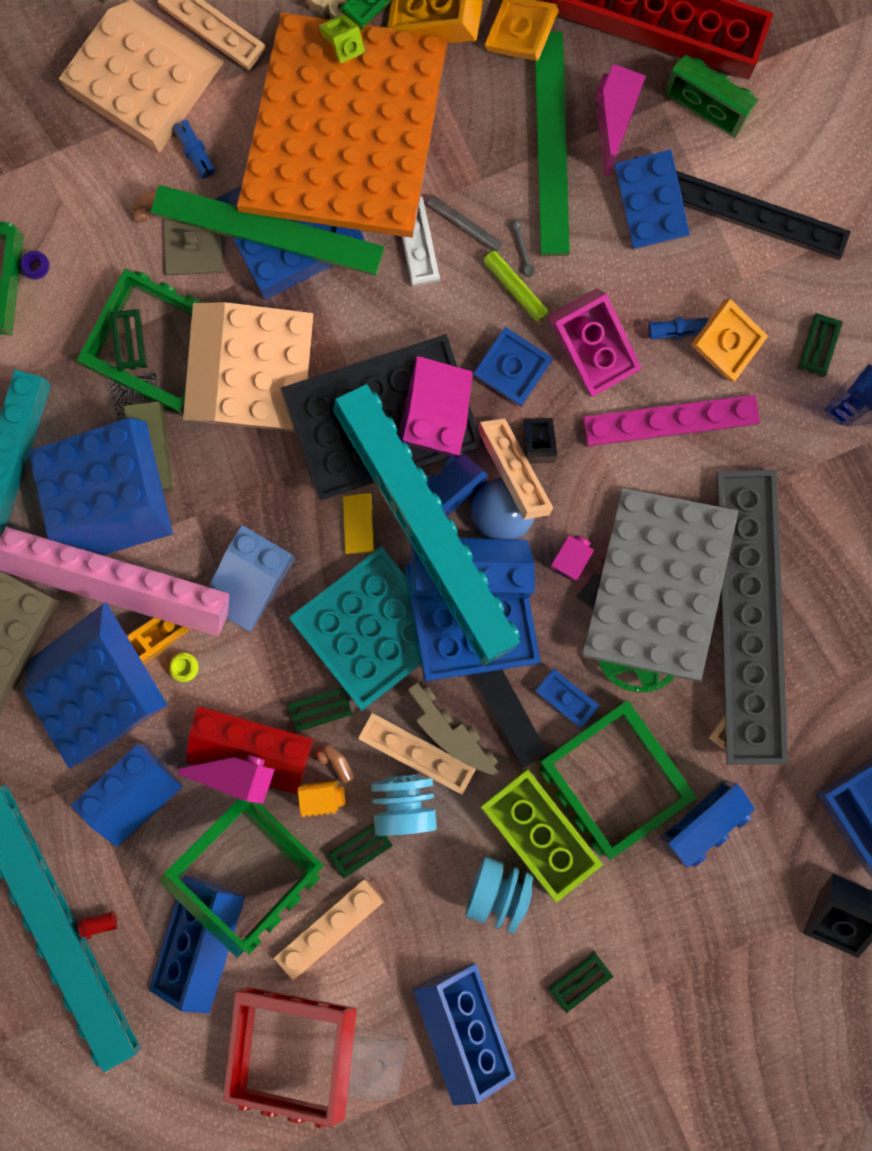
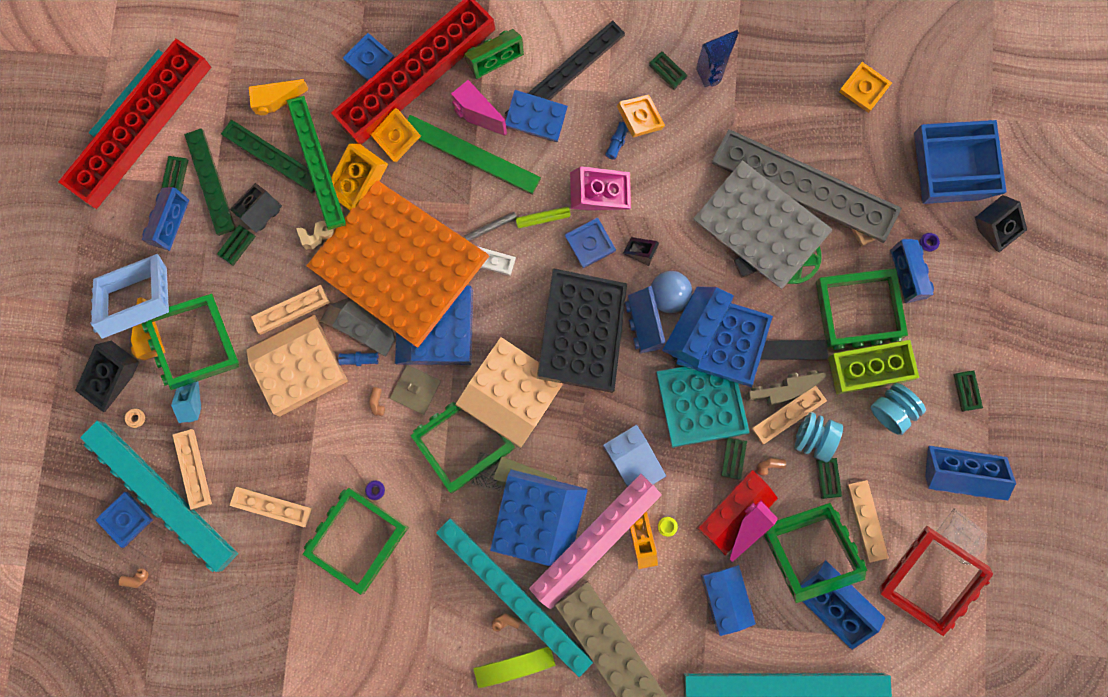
camera: 60 degrees left, 5 degrees down
(90, 687) = (655, 586): blue slope -> none
(97, 924) = (797, 659): red pin -> none
(131, 363) = (439, 449): dark green tile -> none
(234, 120) = (359, 325): none -> dark grey wedge
(267, 231) = (437, 338): green tile -> none
(320, 798) = (790, 483): light orange brick -> none
(344, 36) = (344, 235): lime bracket -> none
(358, 524) = (635, 378): yellow slope -> none
(426, 525) = (665, 333): teal brick -> none
(436, 407) = (594, 296): dark pink slope -> none
(514, 469) = (653, 270): light nougat plate -> none
(529, 270) = (537, 205): dark grey hinge -> none
(567, 698) = (799, 312): blue plate -> none
(572, 557) = (719, 267): dark pink brick -> none
(671, 420) = (668, 172): dark pink plate -> none
(774, 829) = (934, 240): none -> dark purple plate

